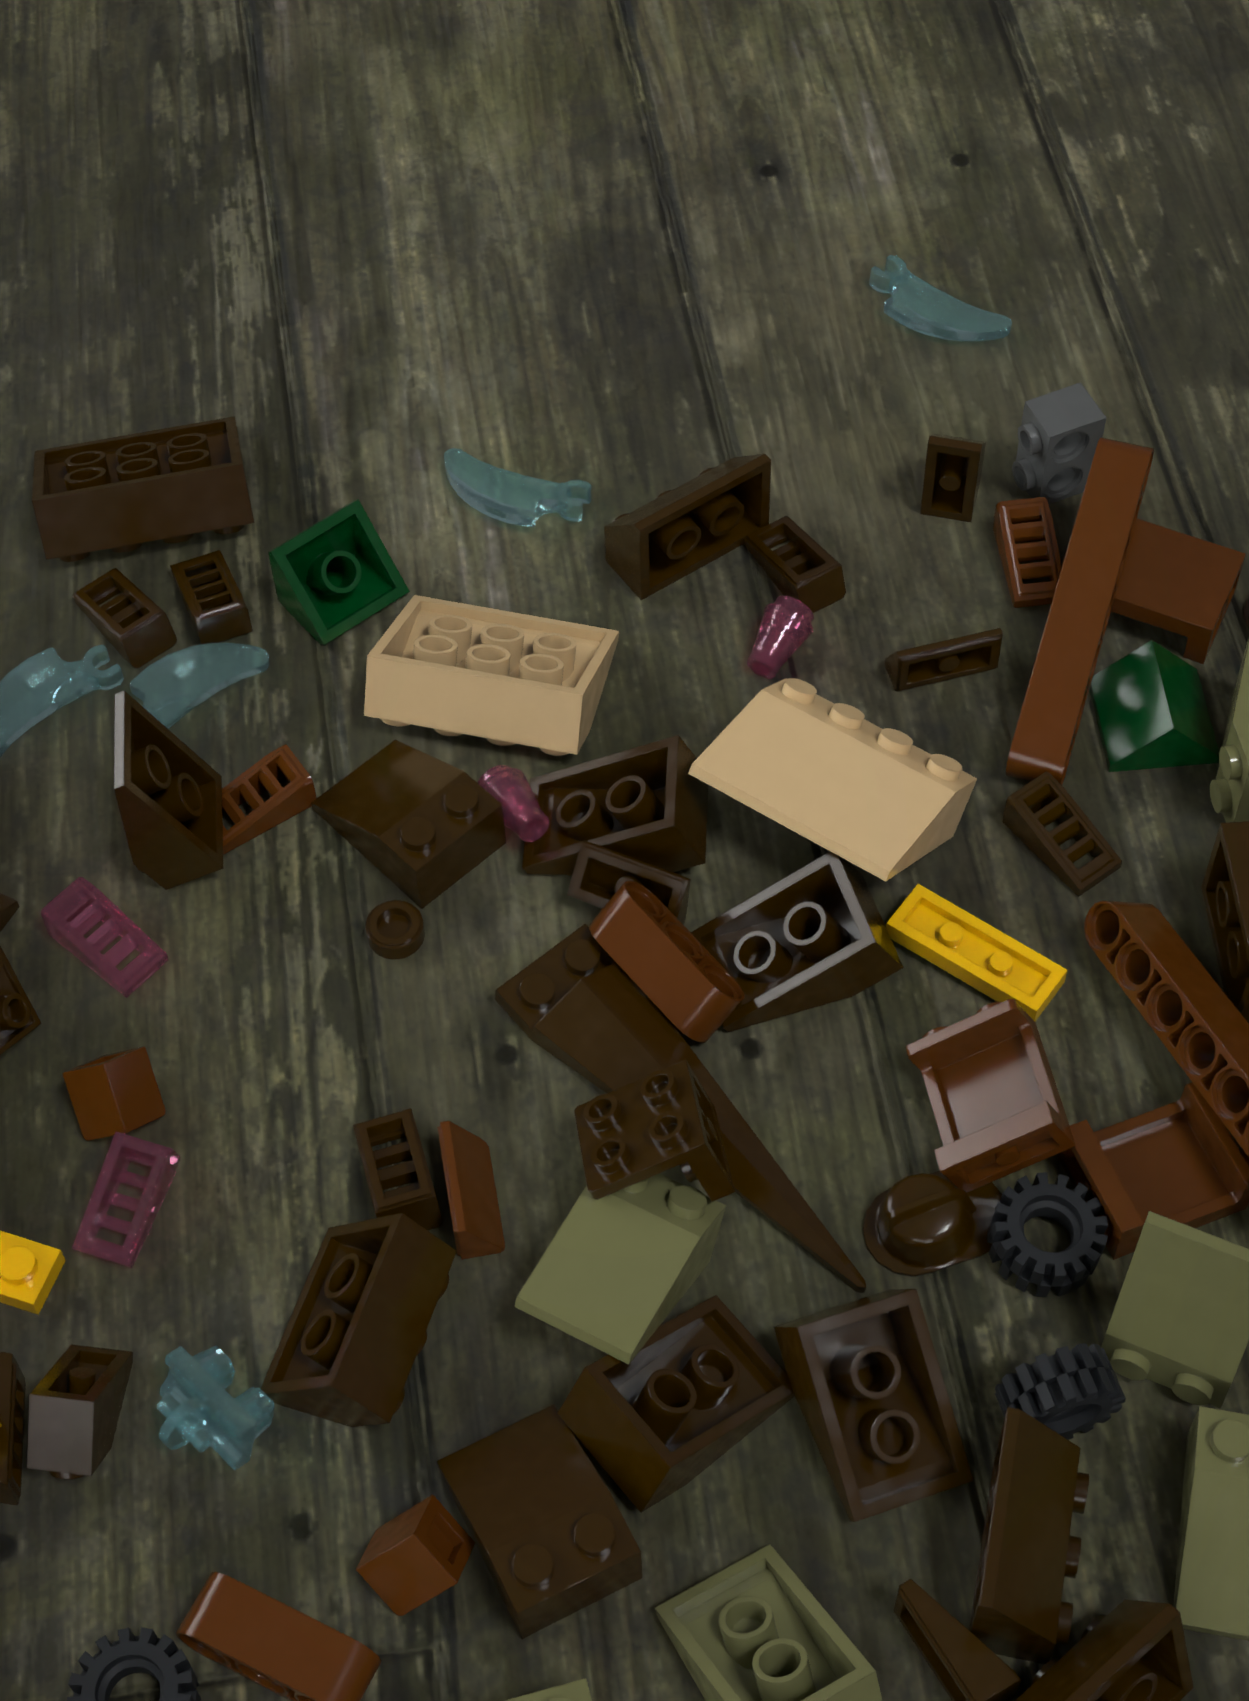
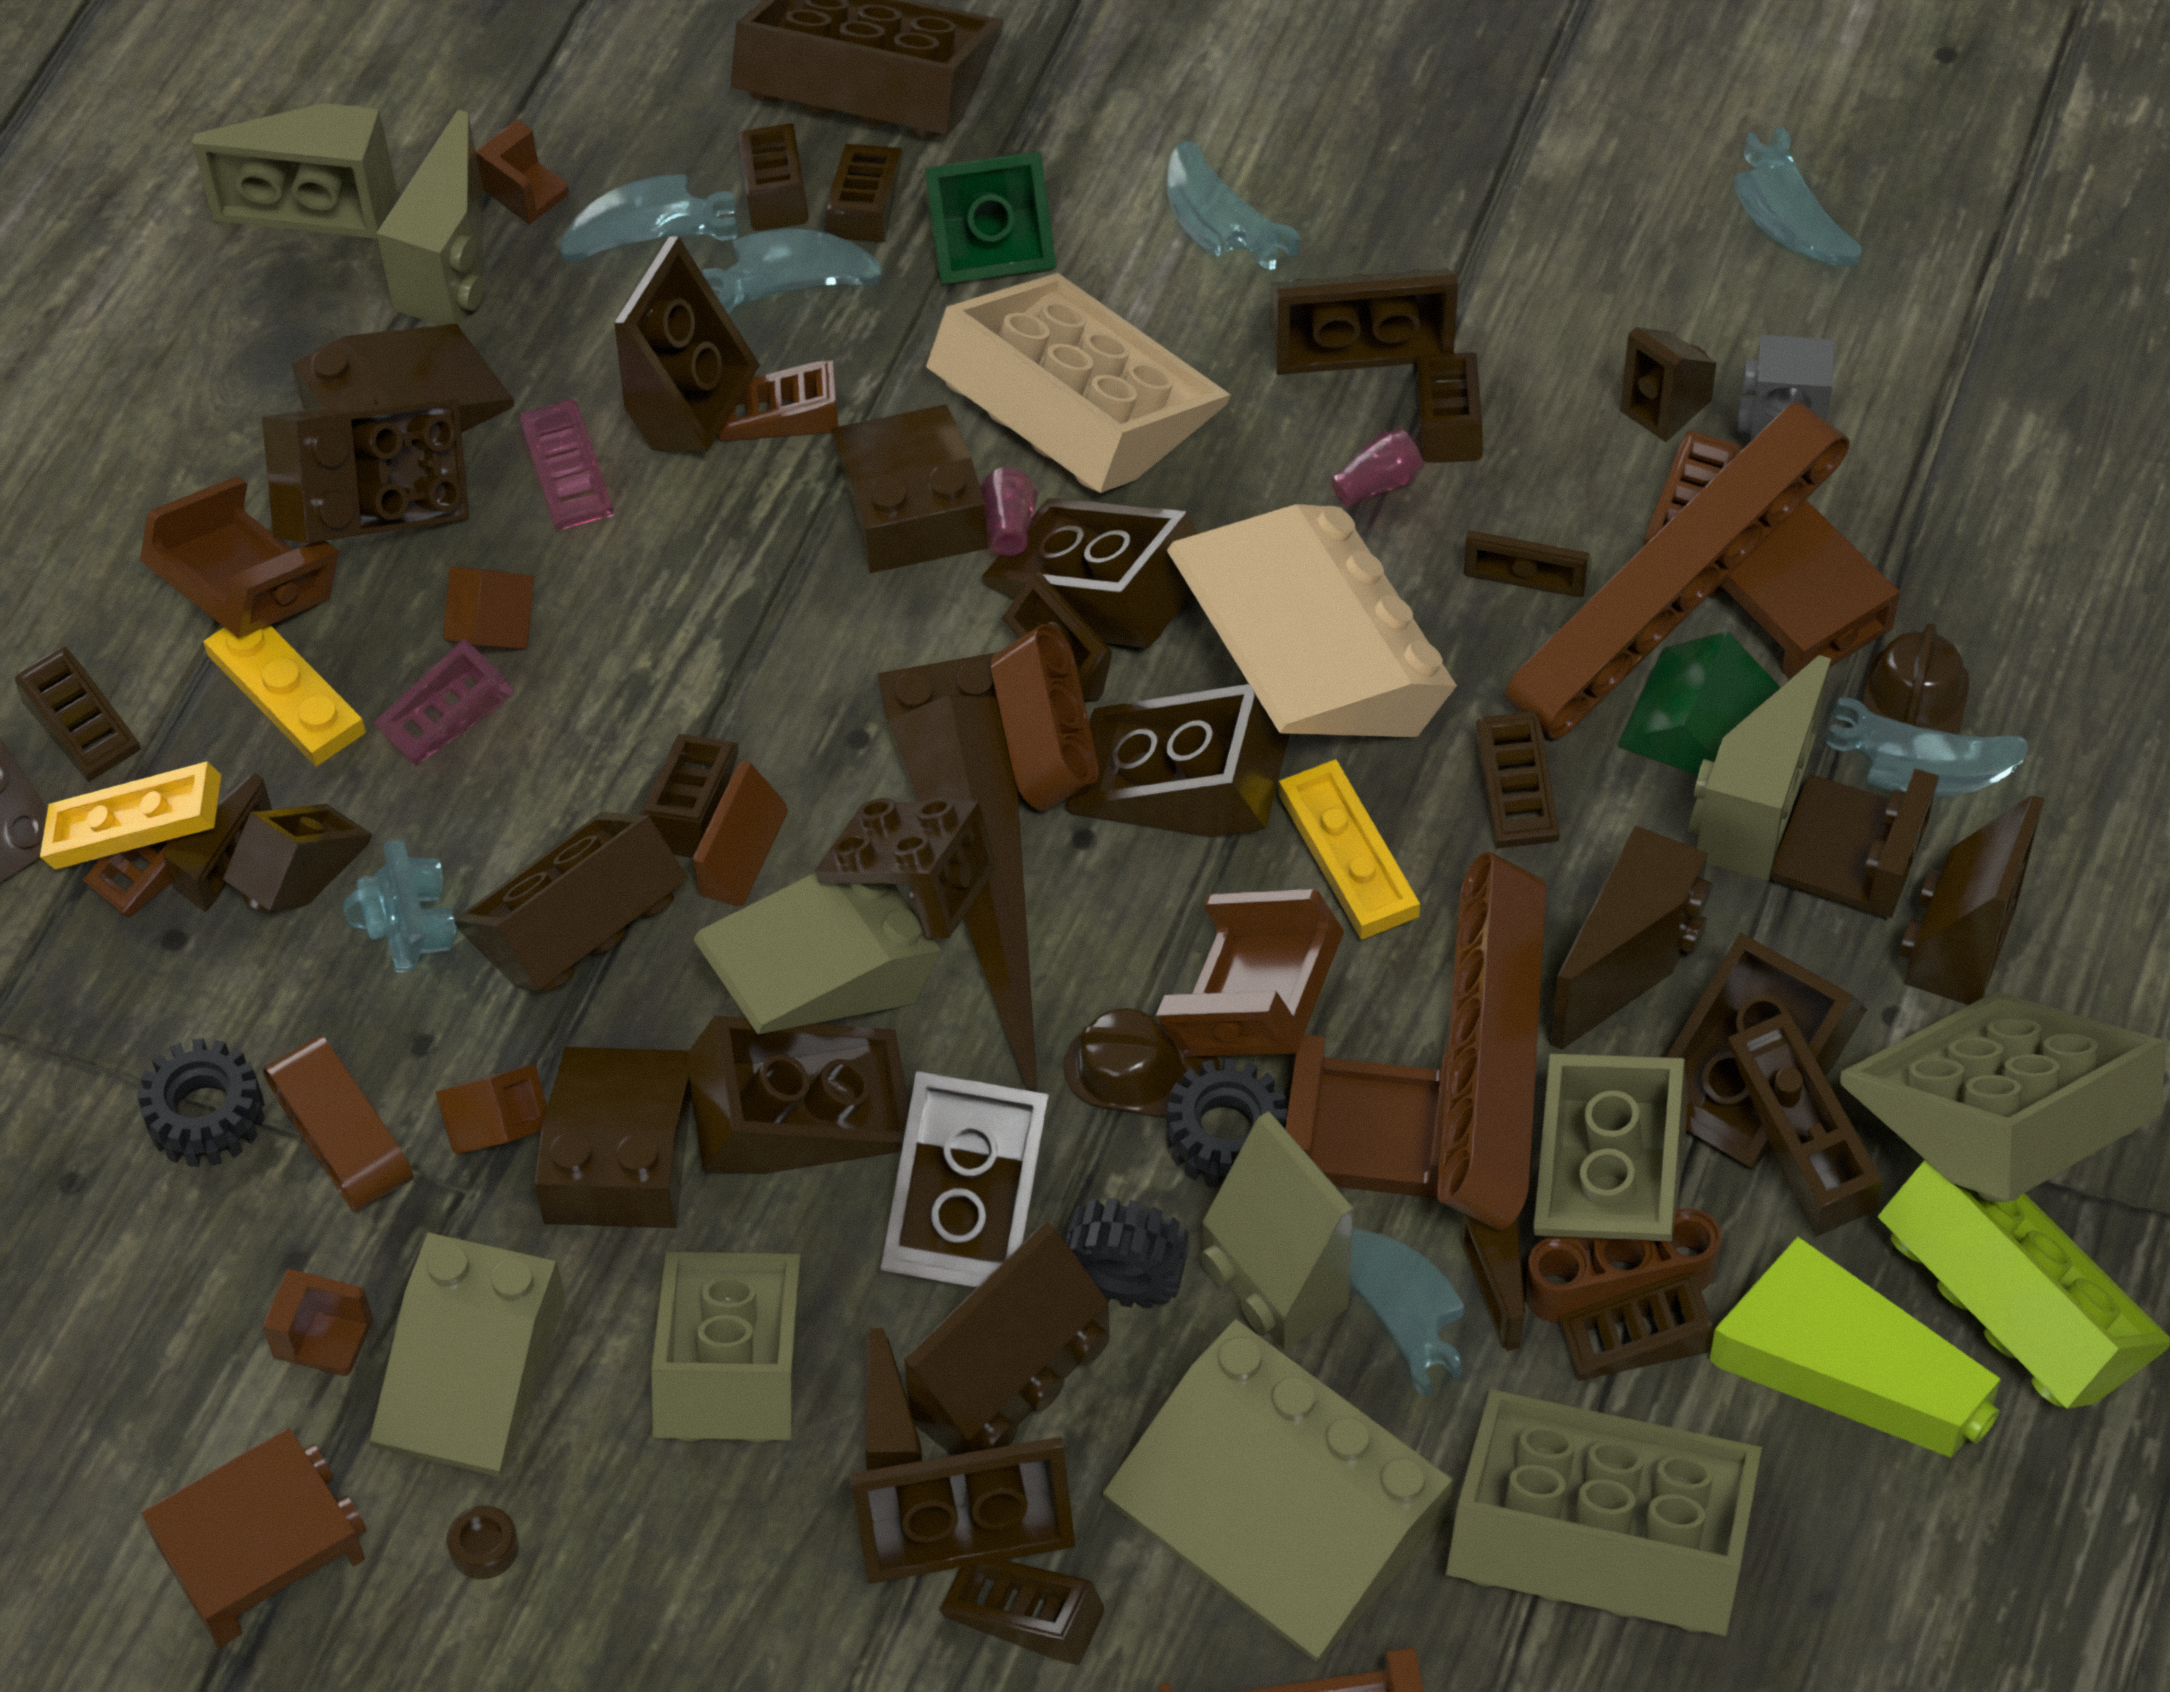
camera: 30 degrees right, 0 degrees up
(395, 929) = (830, 579): dark brown tile -> none

